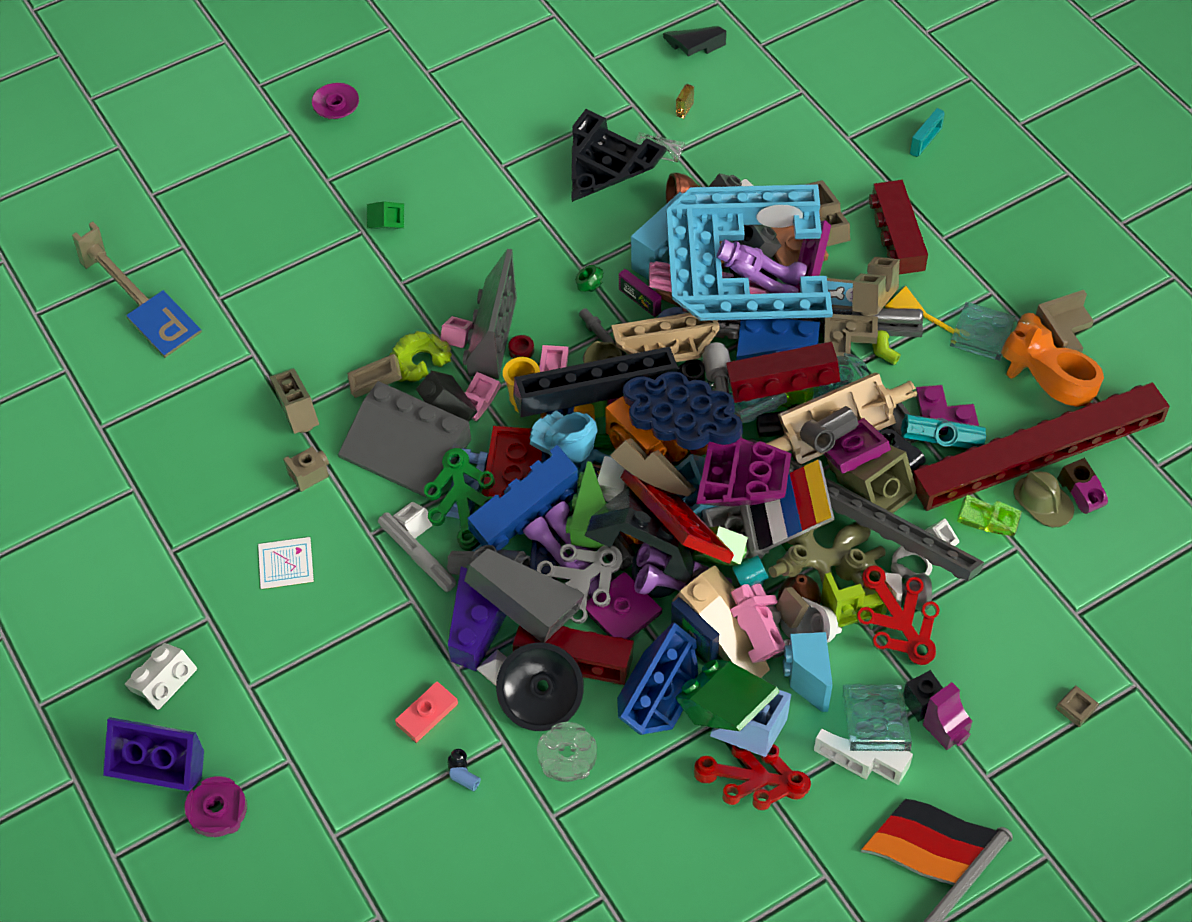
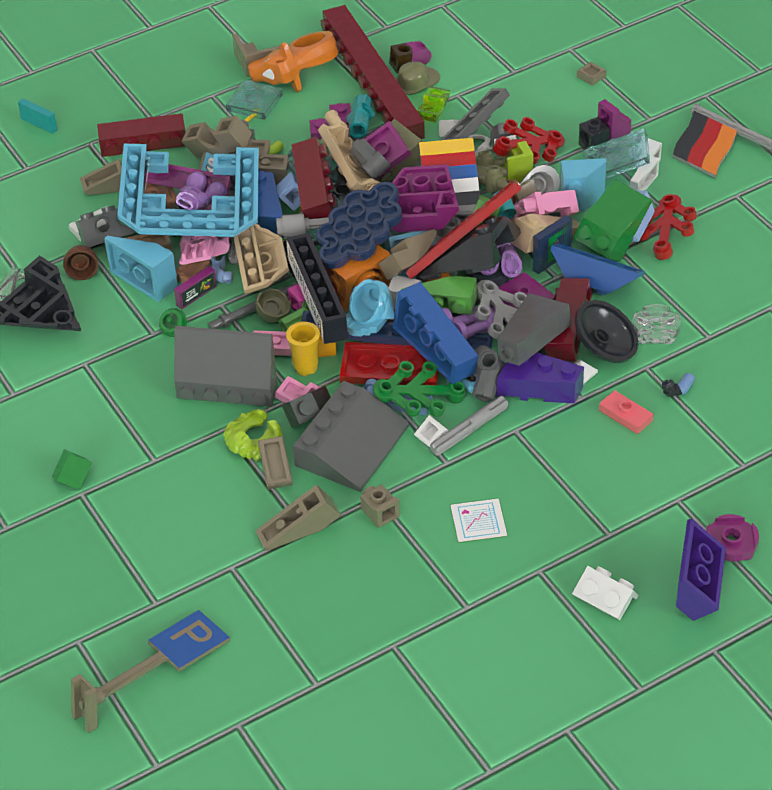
camera: 90 degrees left, 10 degrees down
(456, 331) = (221, 412): bright pink slope -> none

